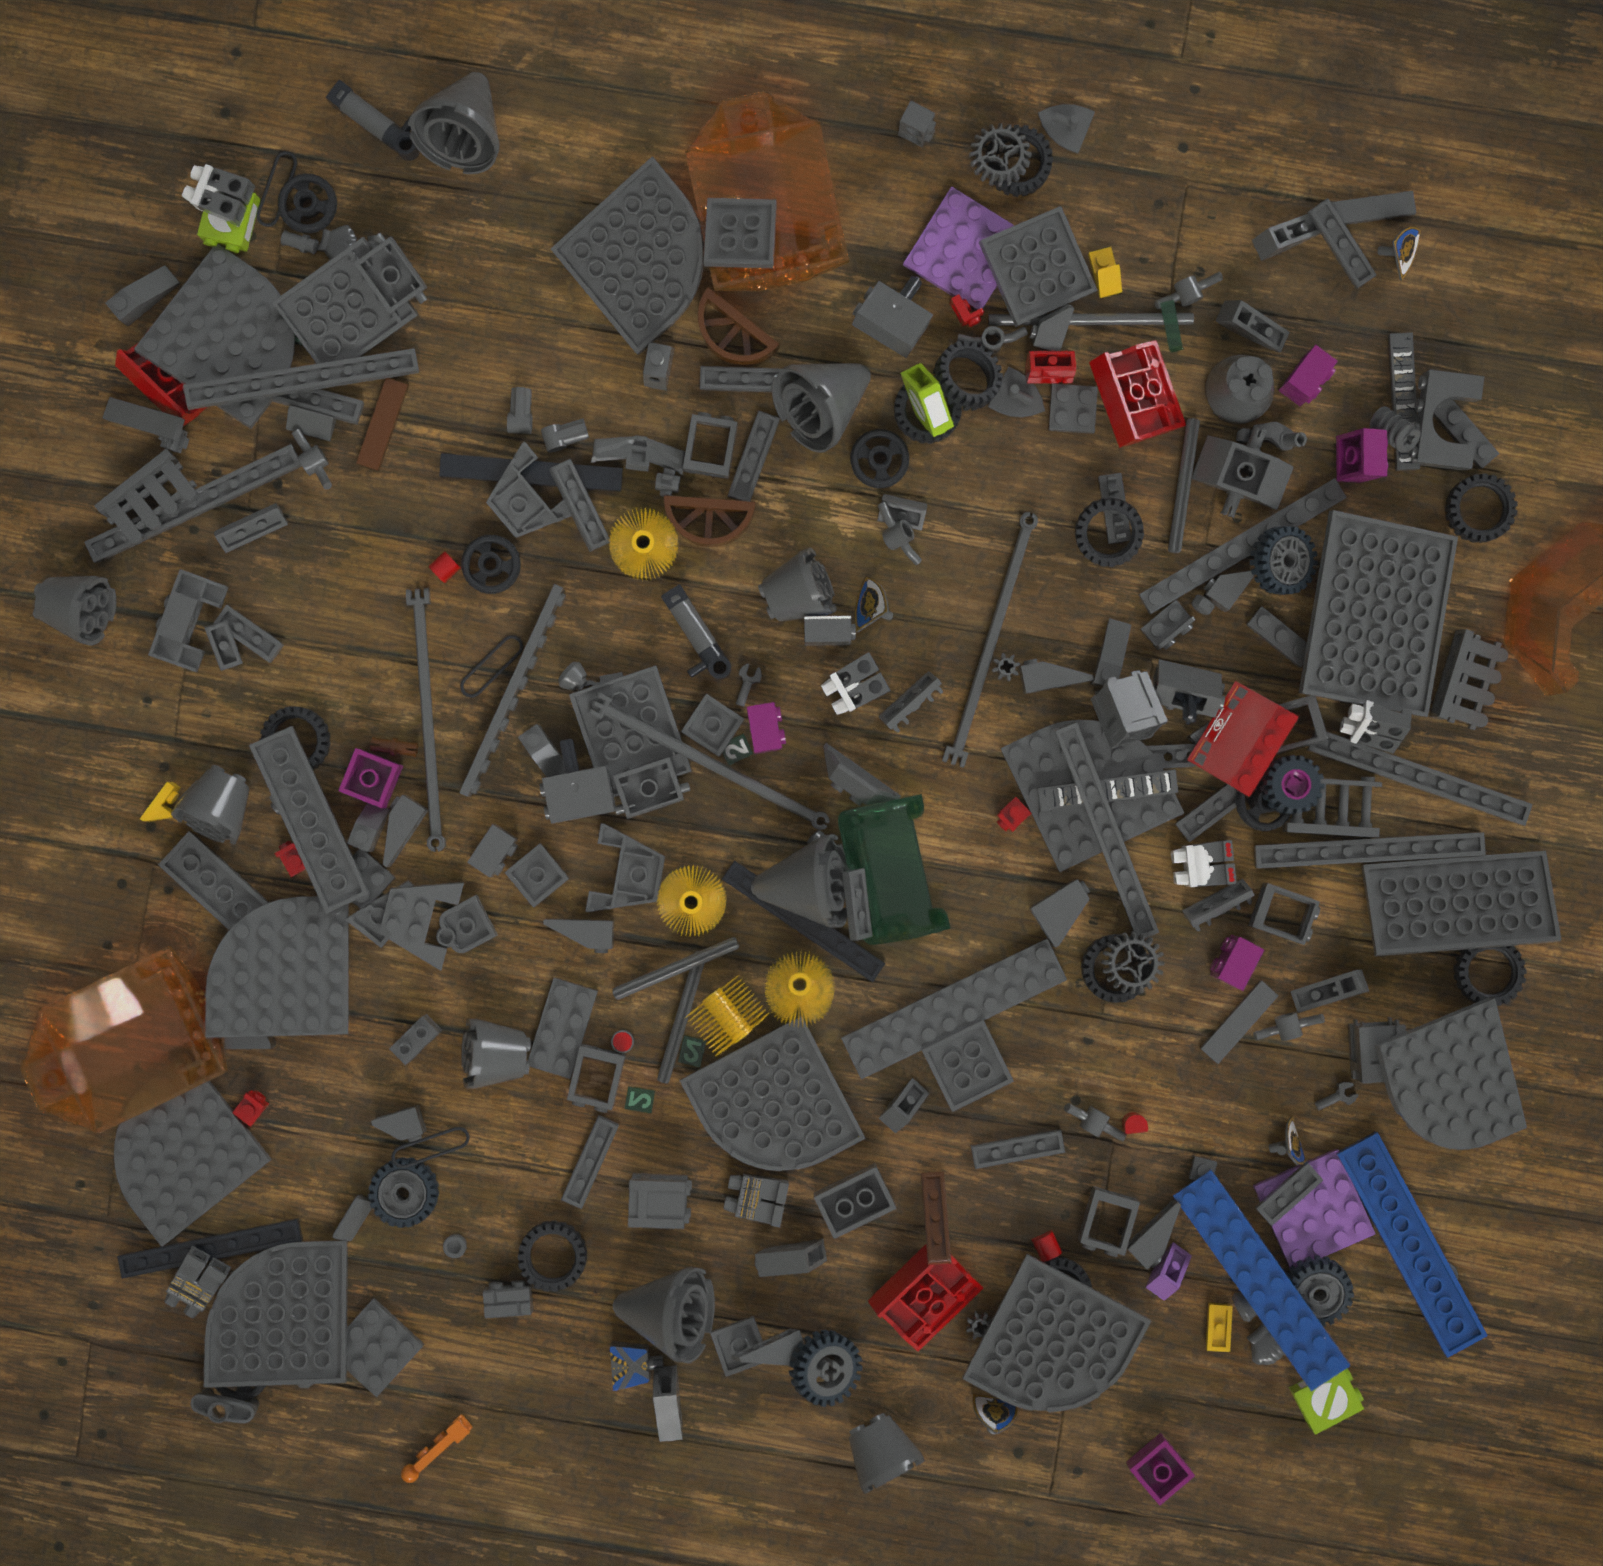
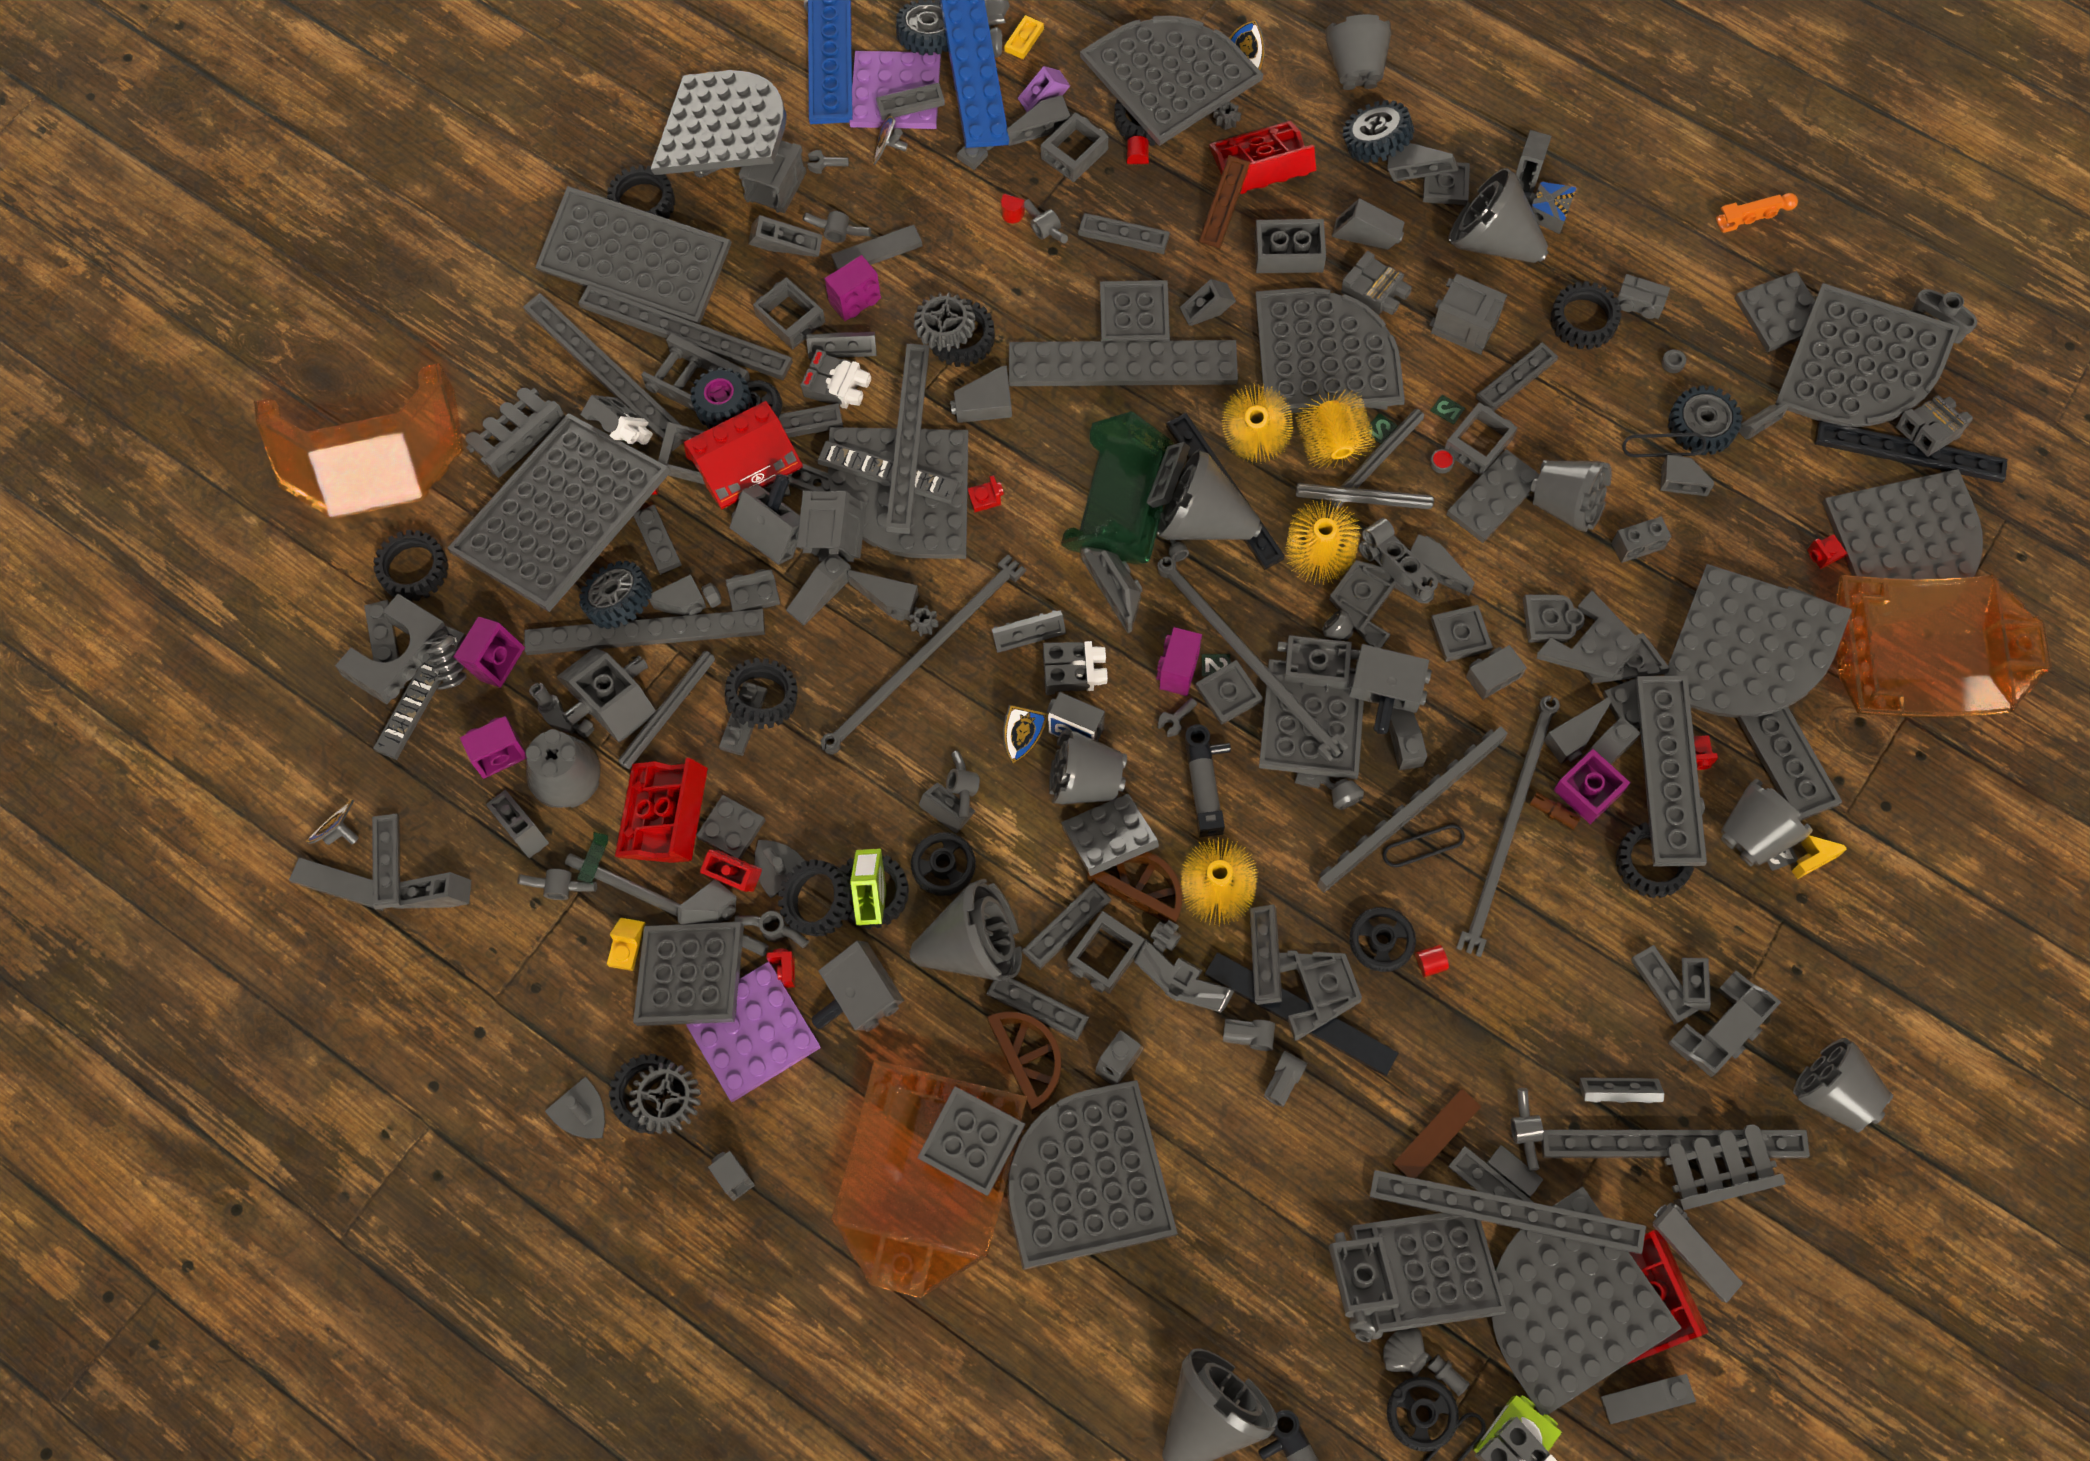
camera: 155 degrees left, 20 degrees down
(642, 925) = (1381, 543): none -> dark grey piece
(645, 830) = (1339, 626): none -> dark grey cone
(753, 544) = (1109, 834): none -> dark grey plate

